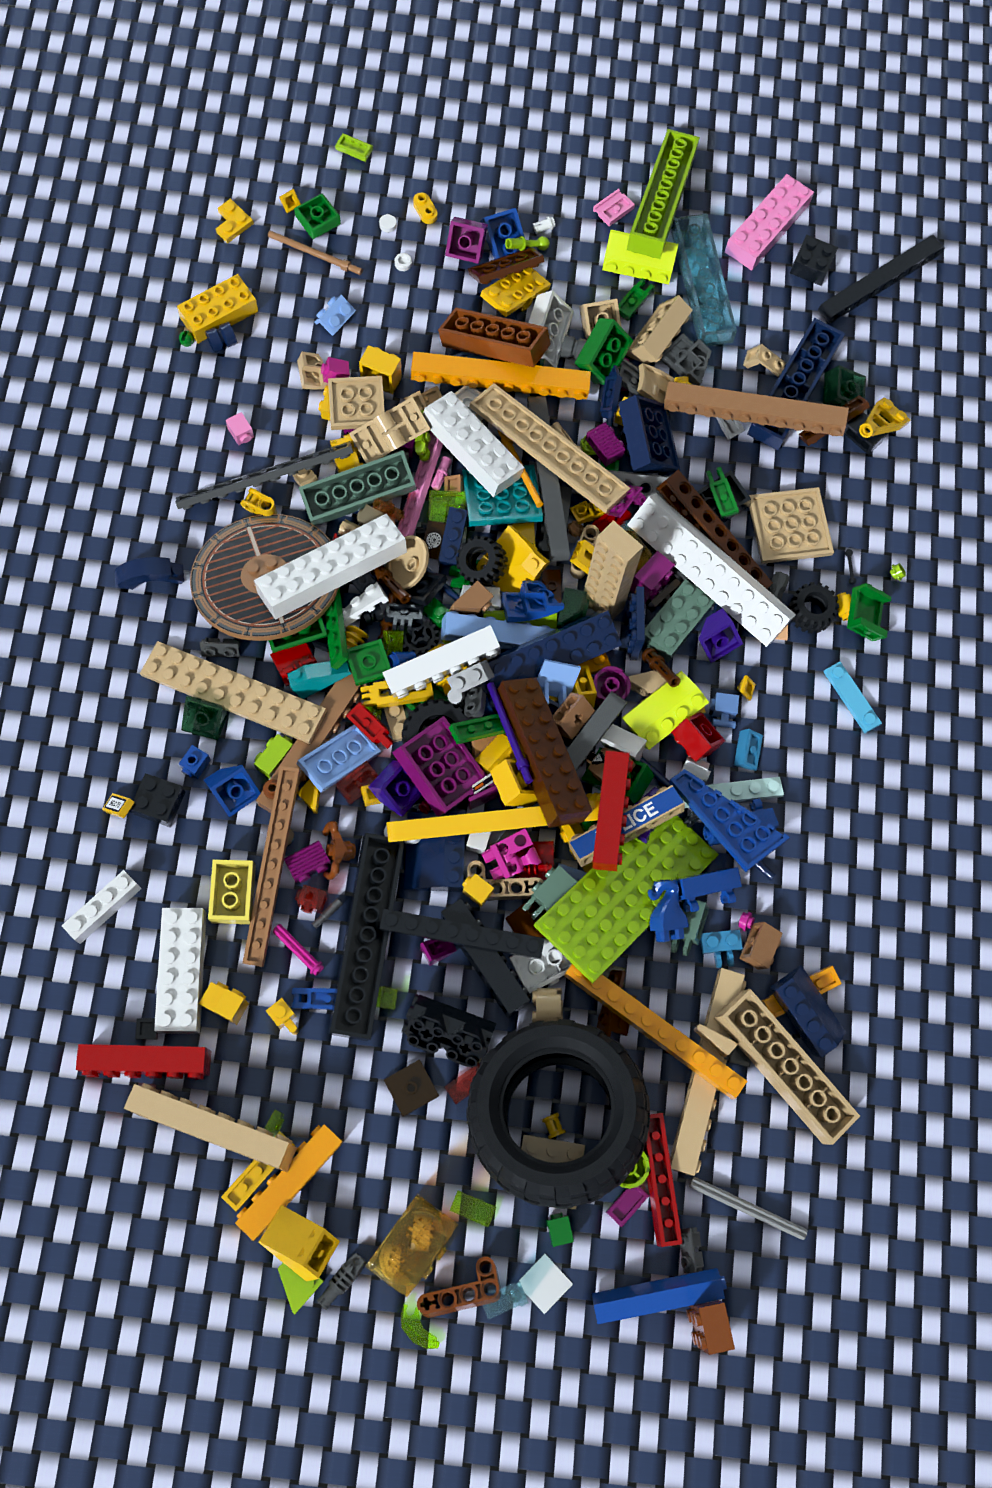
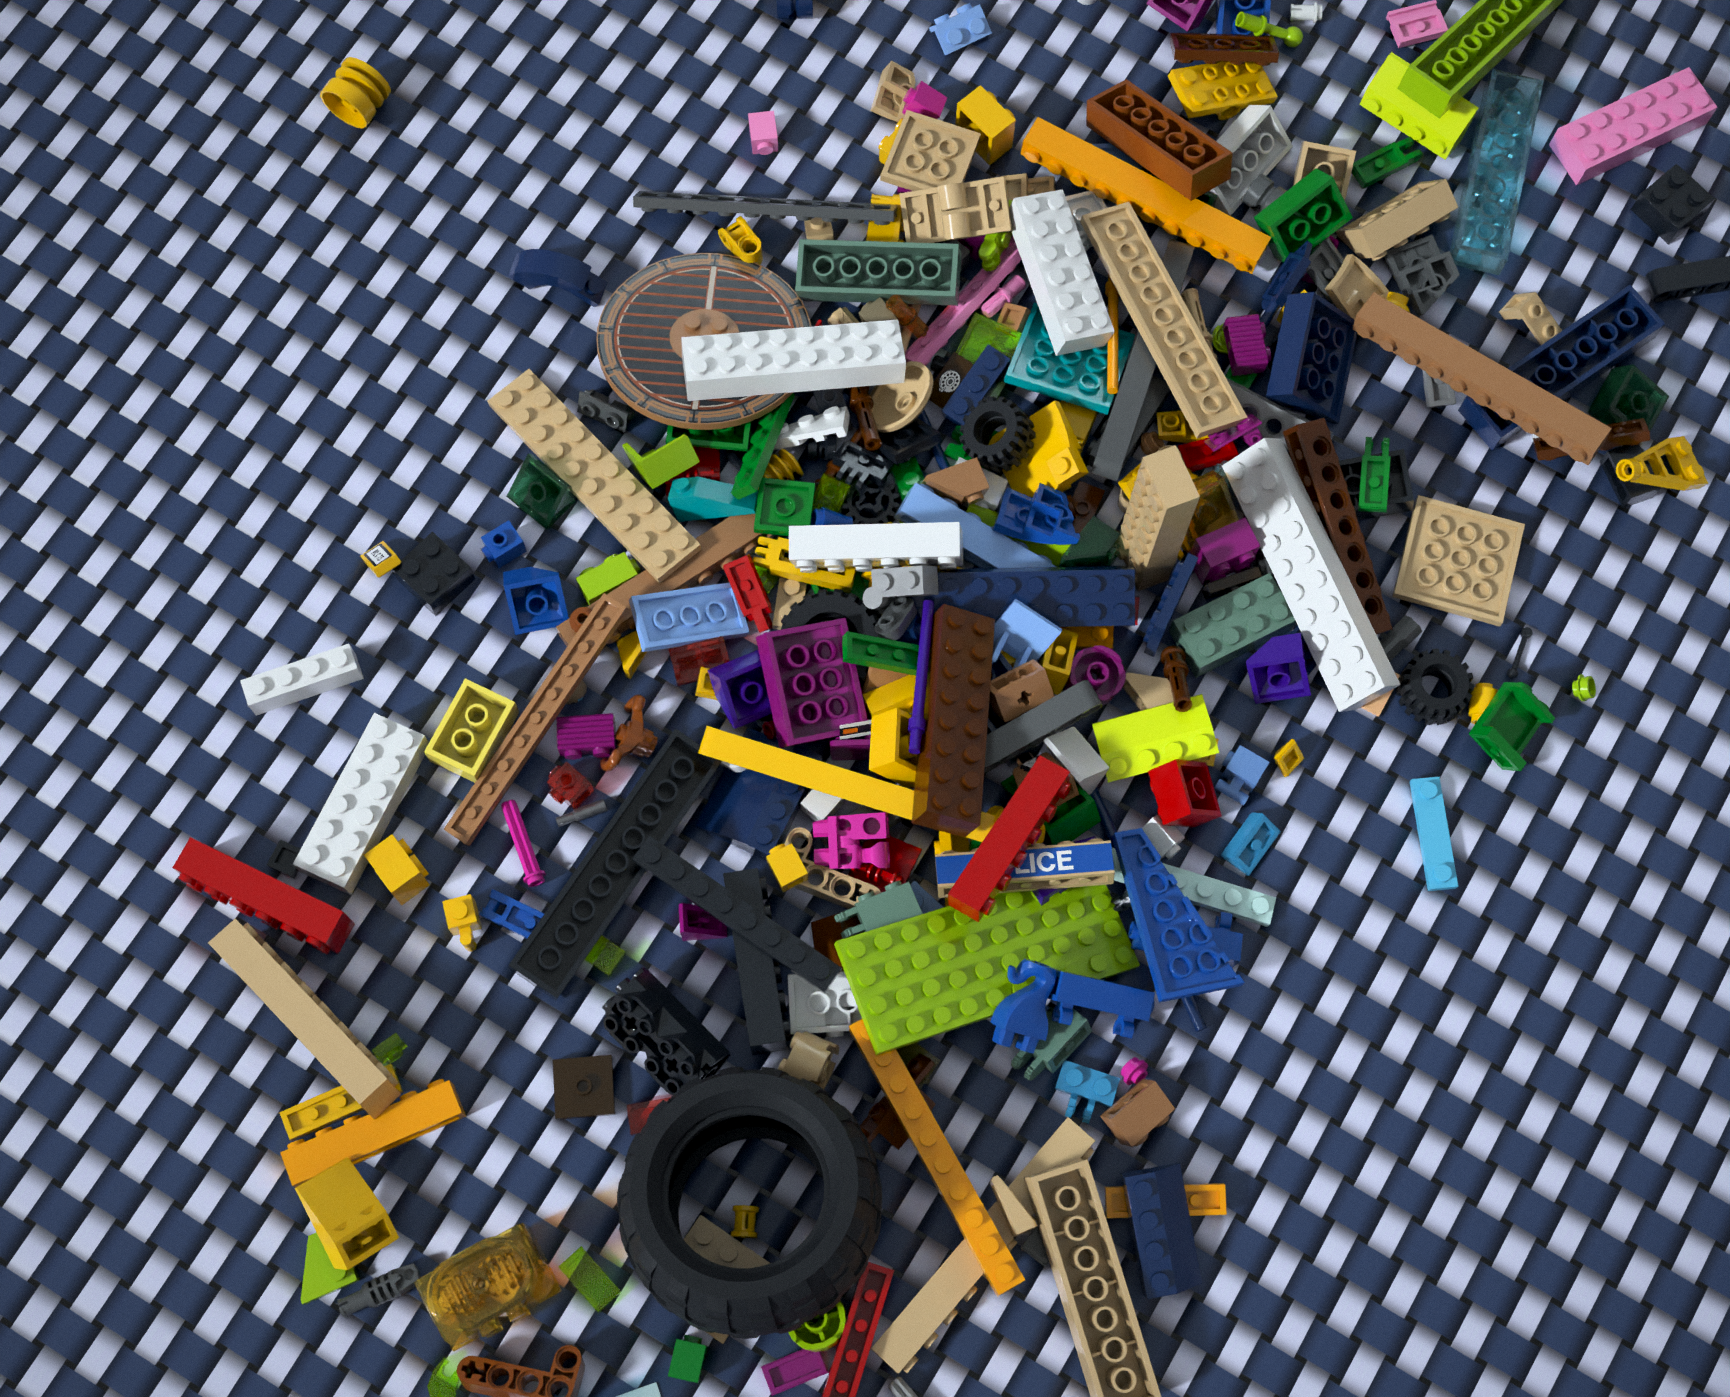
camera: 30 degrees right, 0 degrees up
(277, 667) = (664, 463): none -> lime panel

